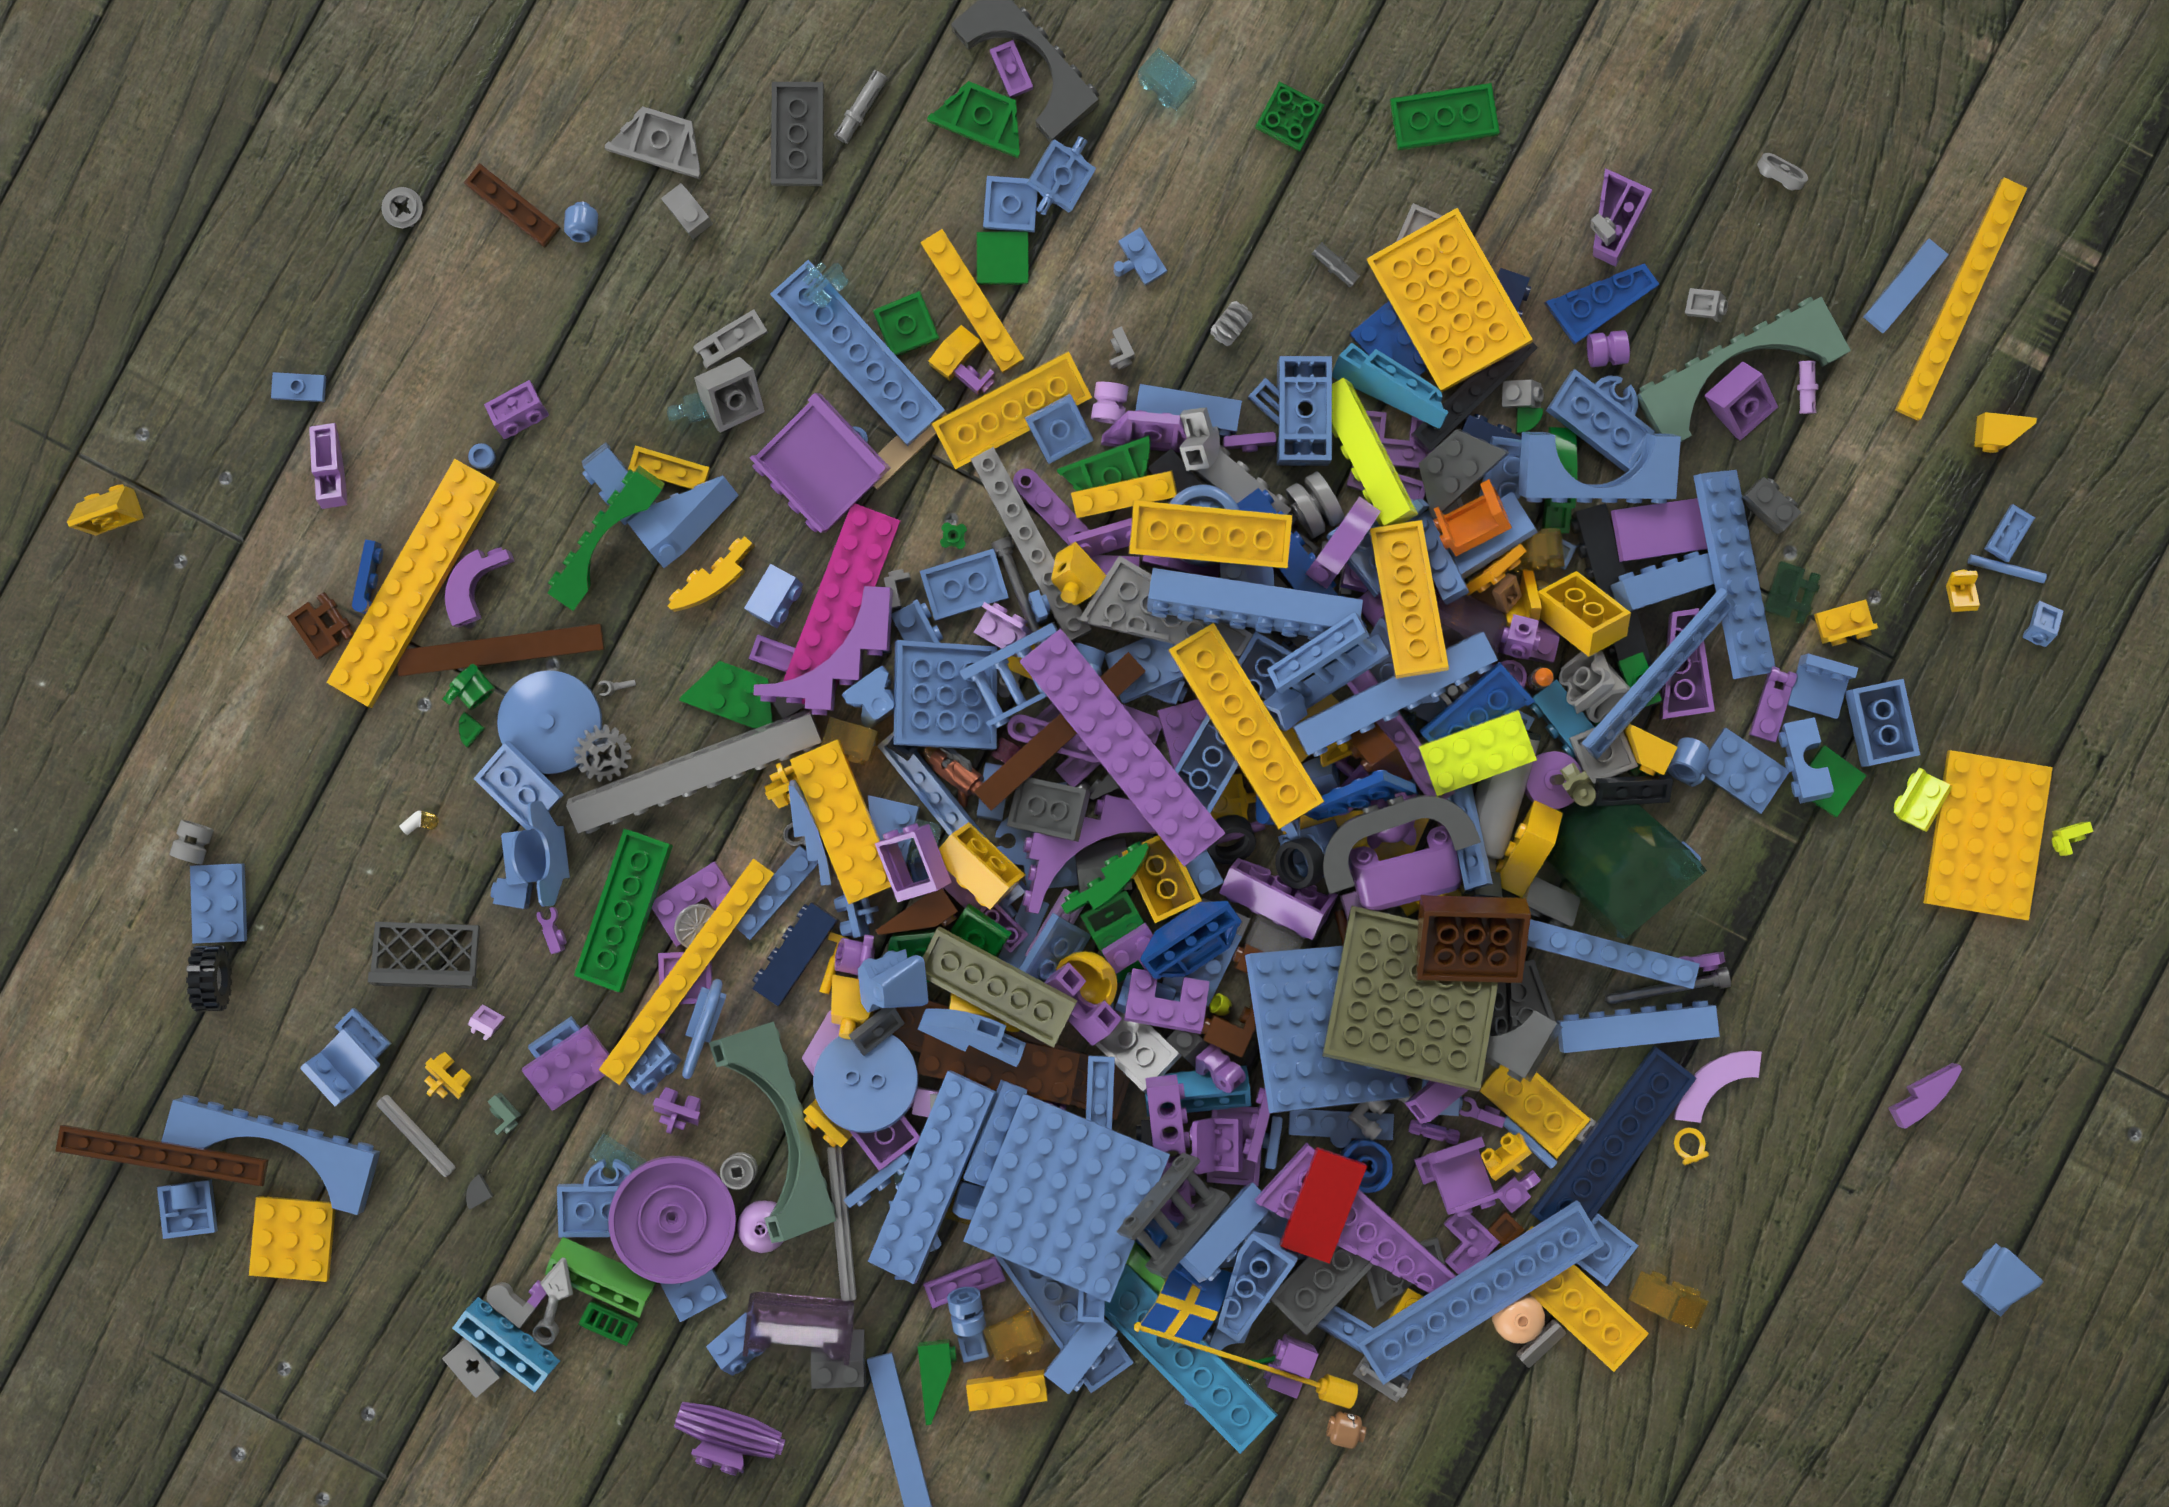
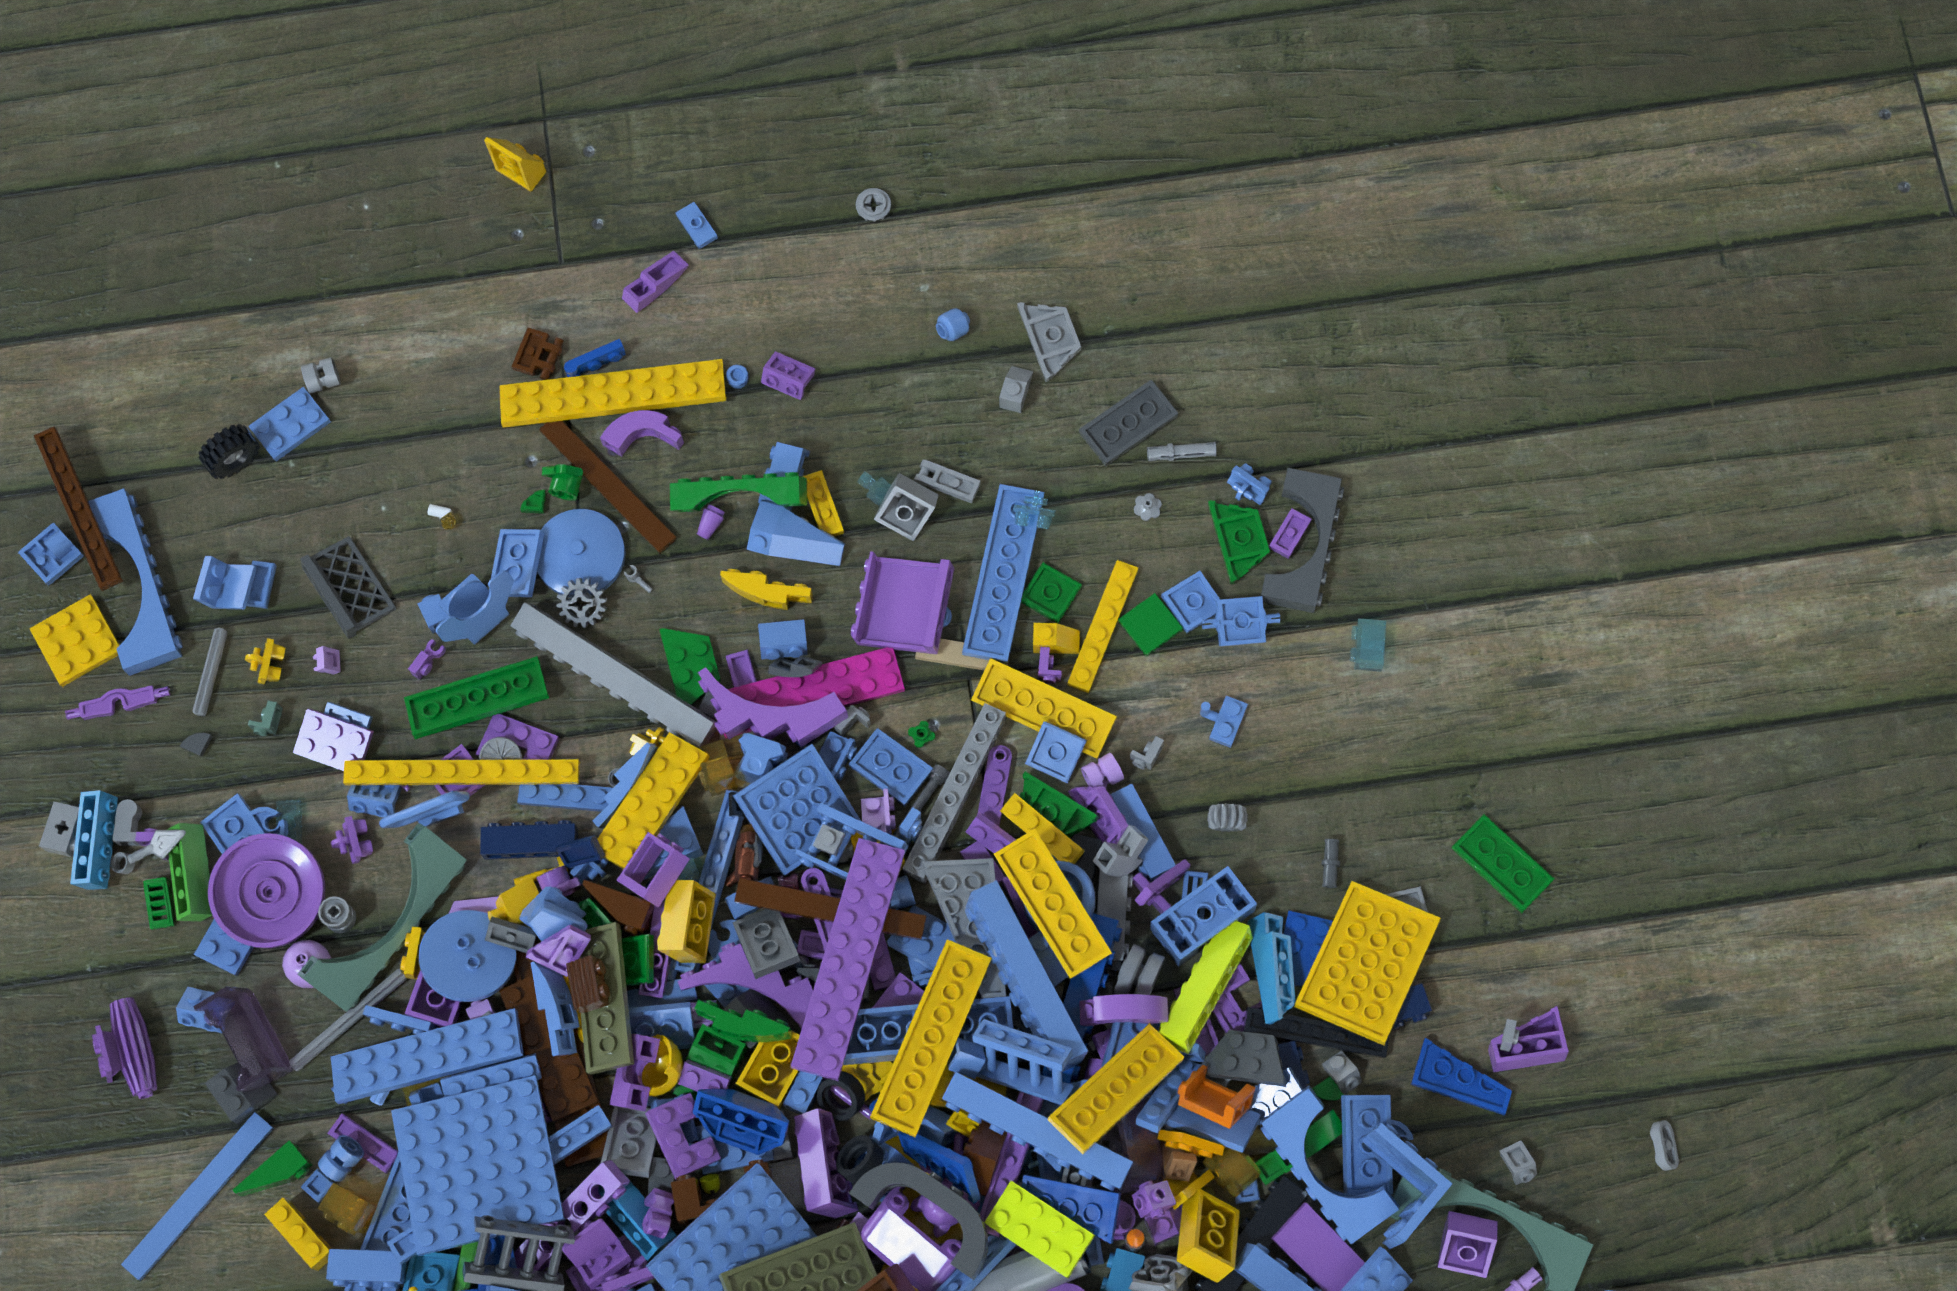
camera: 55 degrees right, 15 degrees down
(377, 1251) = (106, 704): none -> medium lavender piece
(512, 205) = (930, 273): reddish brown tile -> none
(609, 582) = (710, 520): none -> medium lavender cone
(814, 599) = (800, 667): none -> dark grey slope
(844, 915) = (580, 851): none -> dark blue tile
(892, 182) = (1146, 511): none -> light grey plant
(927, 995) = (560, 949): none -> medium lavender wing
(938, 72) = (1248, 486): none -> medium blue hips
(976, 992) = (588, 984): none -> reddish brown brick
(998, 688) = (829, 840): none -> light grey plate
(1076, 574) = (955, 837): yellow torso -> none
(1250, 423) = (1162, 882): none -> medium lavender tile
(1289, 116) = (1413, 752): green tile -> none
(1608, 348) = (1426, 1110): medium lavender wheel -> none
(1696, 410) = (1415, 1170): none -> medium blue bracket

